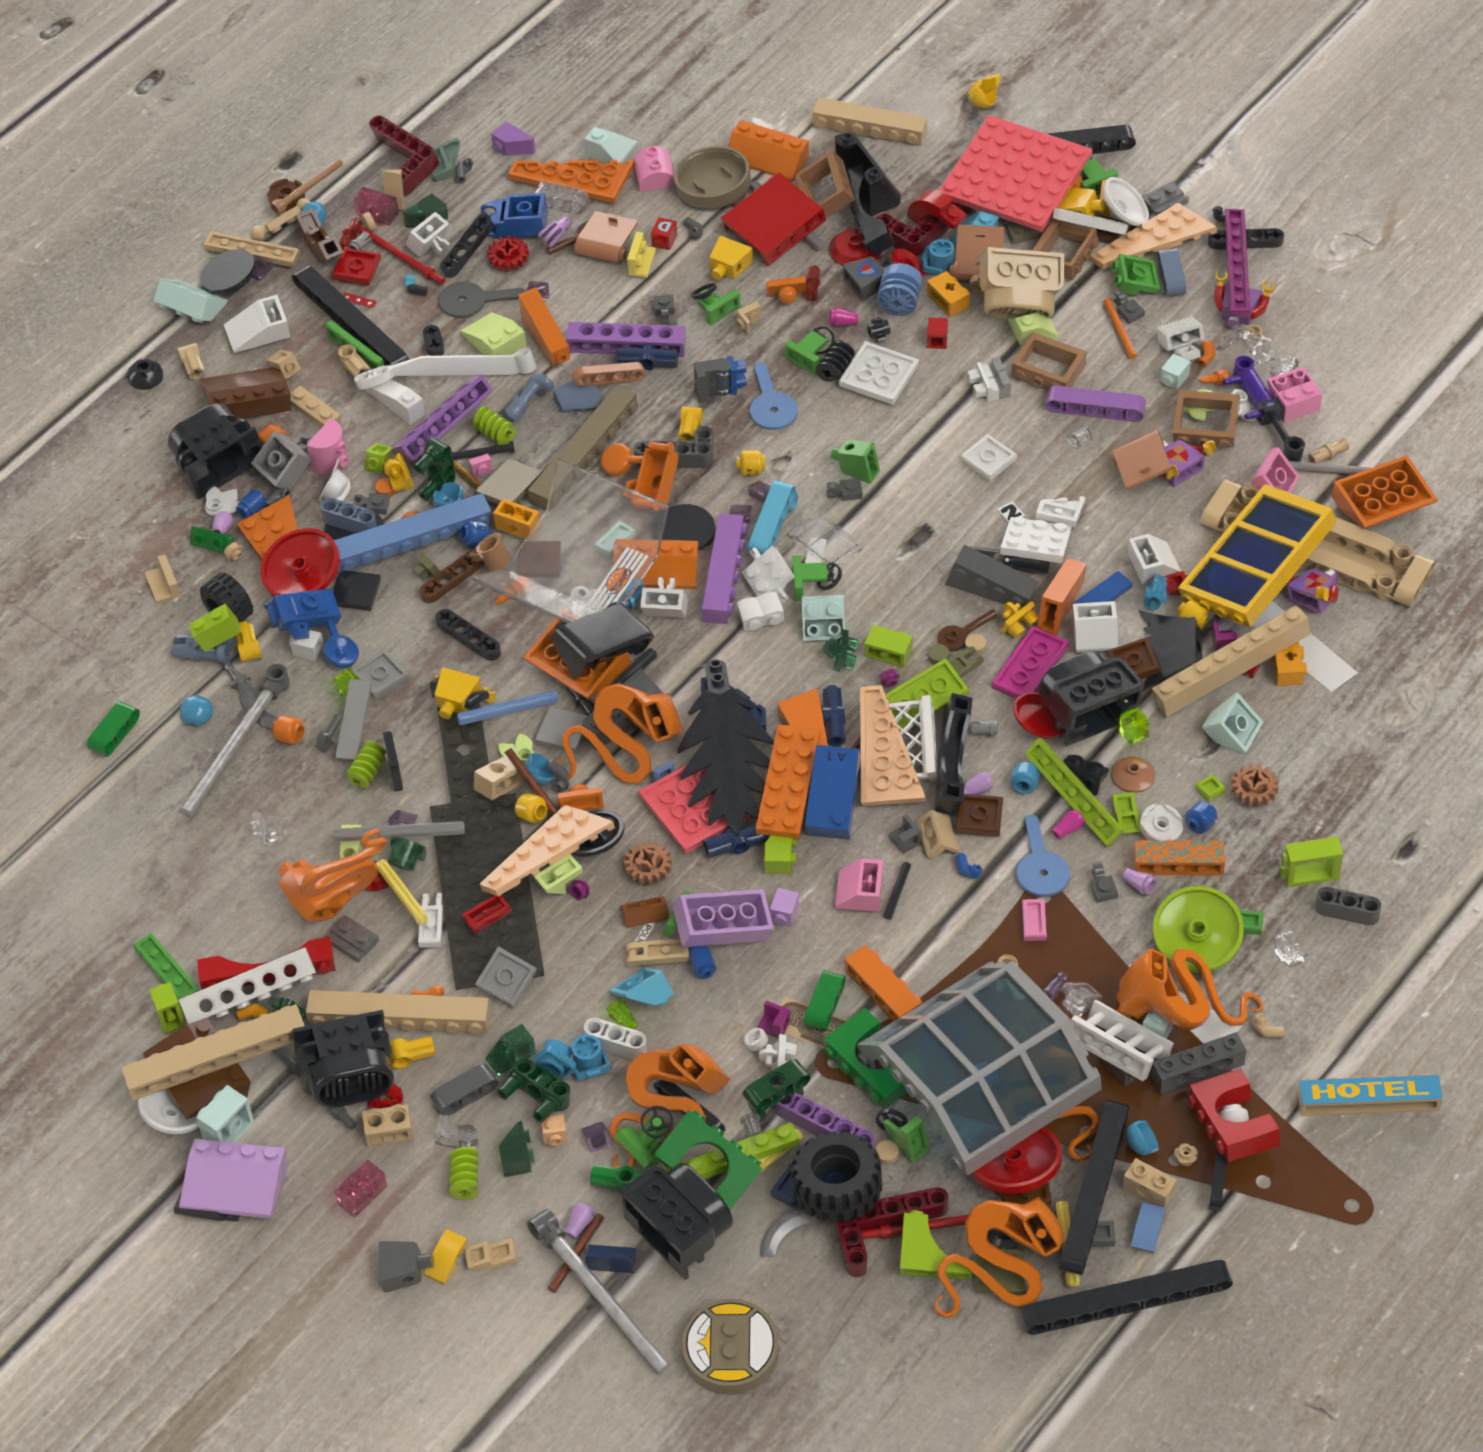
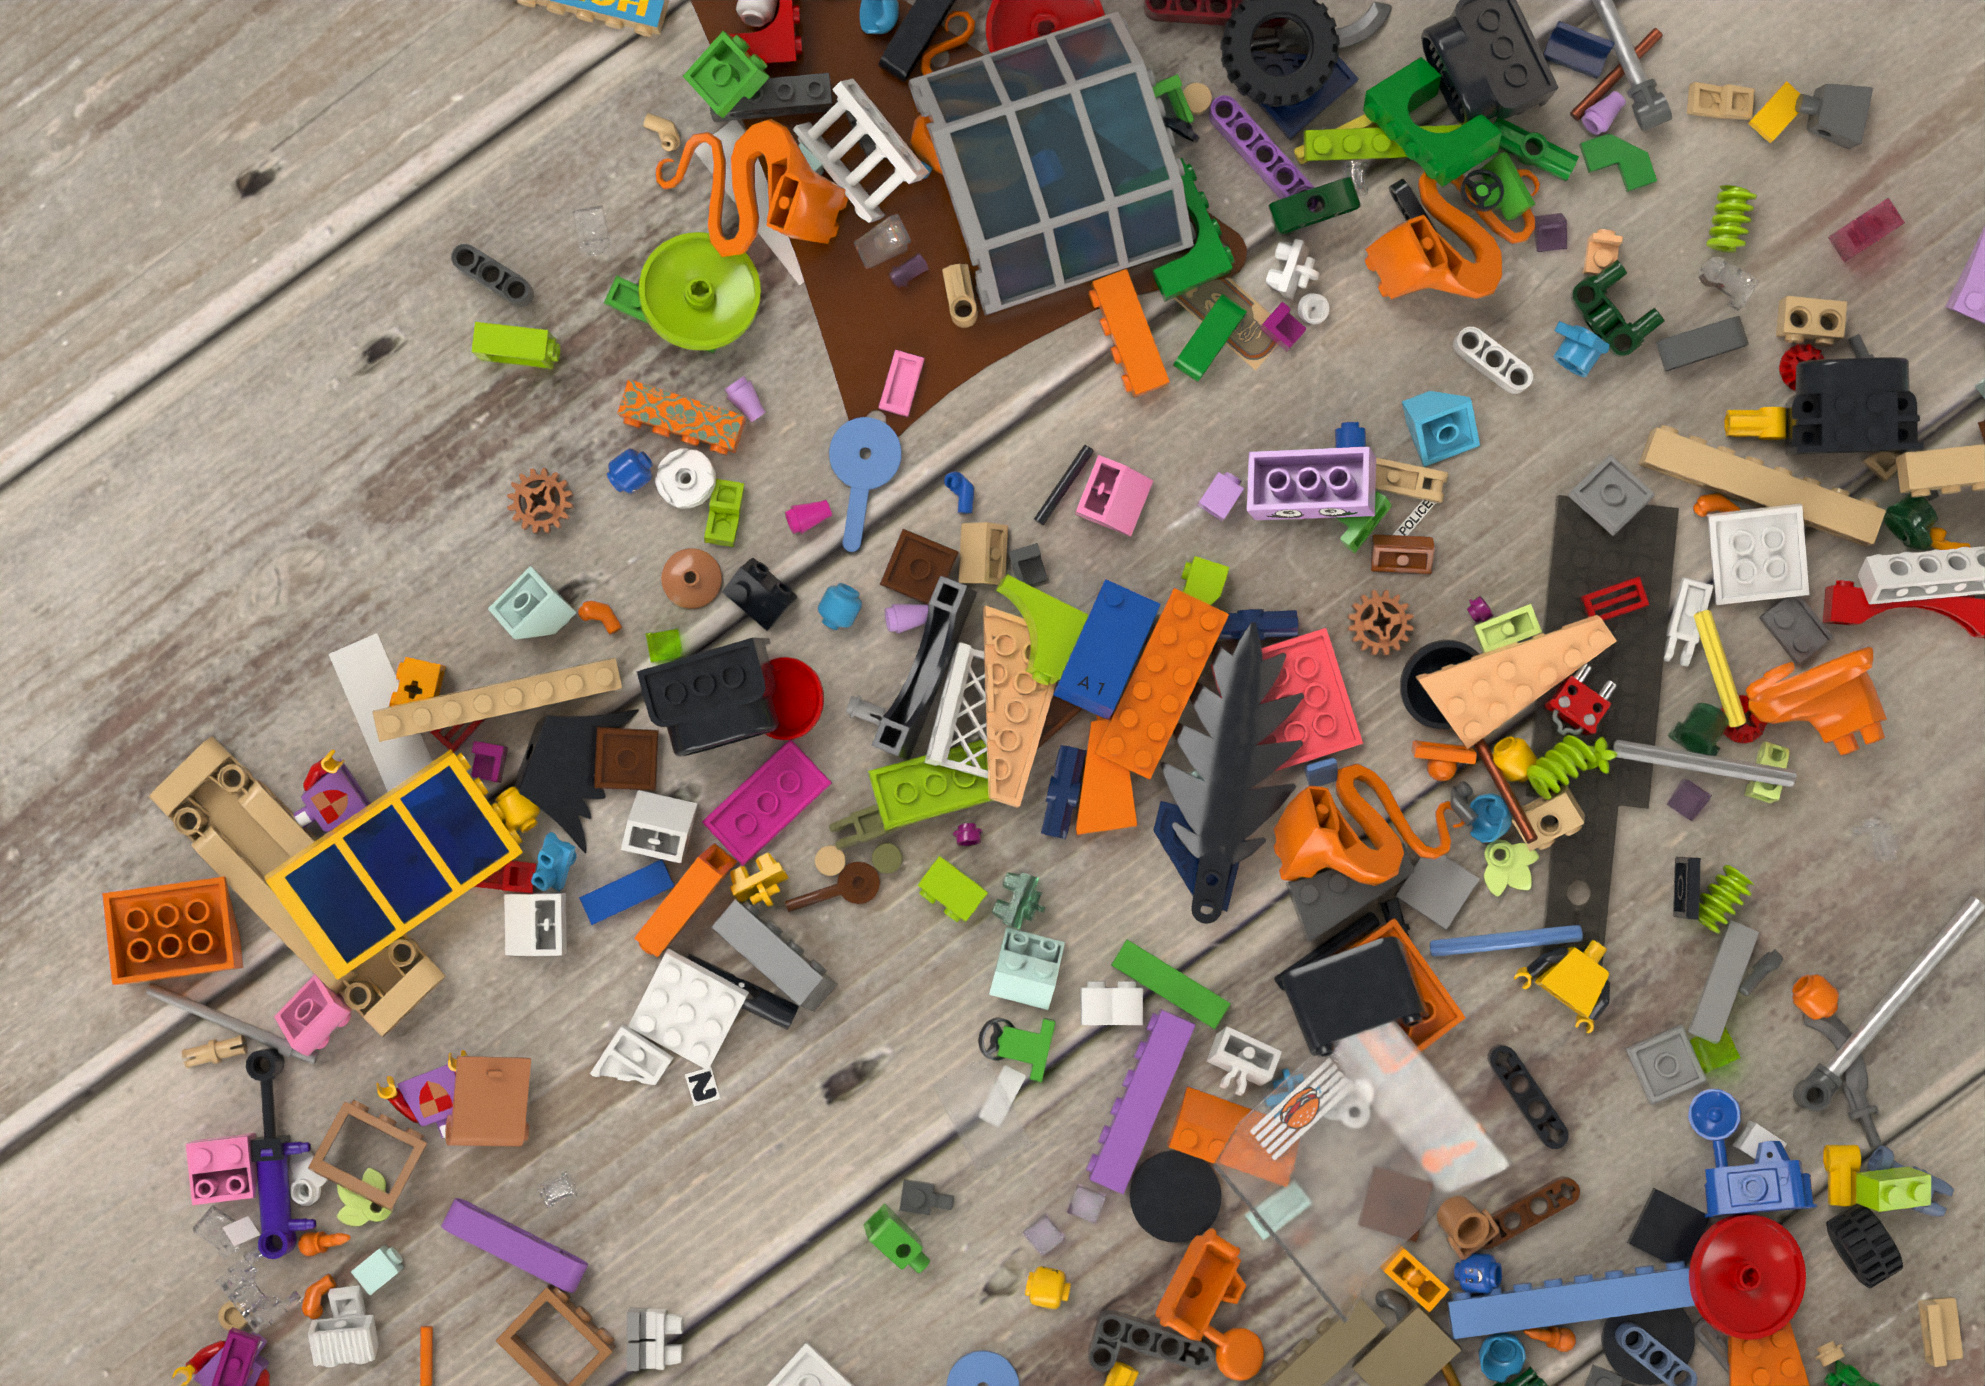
camera: 170 degrees left, 35 degrees up
(196, 710) = (1934, 1075): dark azure hair -> none
(391, 964) = (1758, 554): none -> white plate
(426, 567) = (1559, 1235): olive tile -> none
(473, 819) = (1602, 755): none -> lime plant
(494, 843) = (1578, 707): none -> red piece
(498, 801) = (1558, 764): none -> lime piece
(510, 1048) = (1630, 379): clear green slope -> none
(514, 1152) = (1660, 228): clear green slope -> none
(547, 1196) = (1632, 161): none -> green tile
(588, 1057) = (1536, 343): dark azure piece -> none
(620, 1013) = (1472, 388): clear neon green cone -> none
(725, 635) = (1170, 984): none -> bright green tile
(768, 573) = (1083, 1065): white plate -> none
(772, 516) = (1048, 1165): medium azure beam -> none
(875, 797) = (1051, 627): none -> lime arch
(988, 457) = (701, 1196): white tile -> none
(1074, 792) = (784, 556): lime plate -> none
(1102, 887) = (795, 408): dark grey plate -> none
(1185, 737) = (601, 612): none -> orange arm
(1210, 788) = (598, 522): lime tile -> none
(1233, 1050) = (726, 73): none -> bright green plate
(1267, 365) = (241, 1231): none -> white sticker

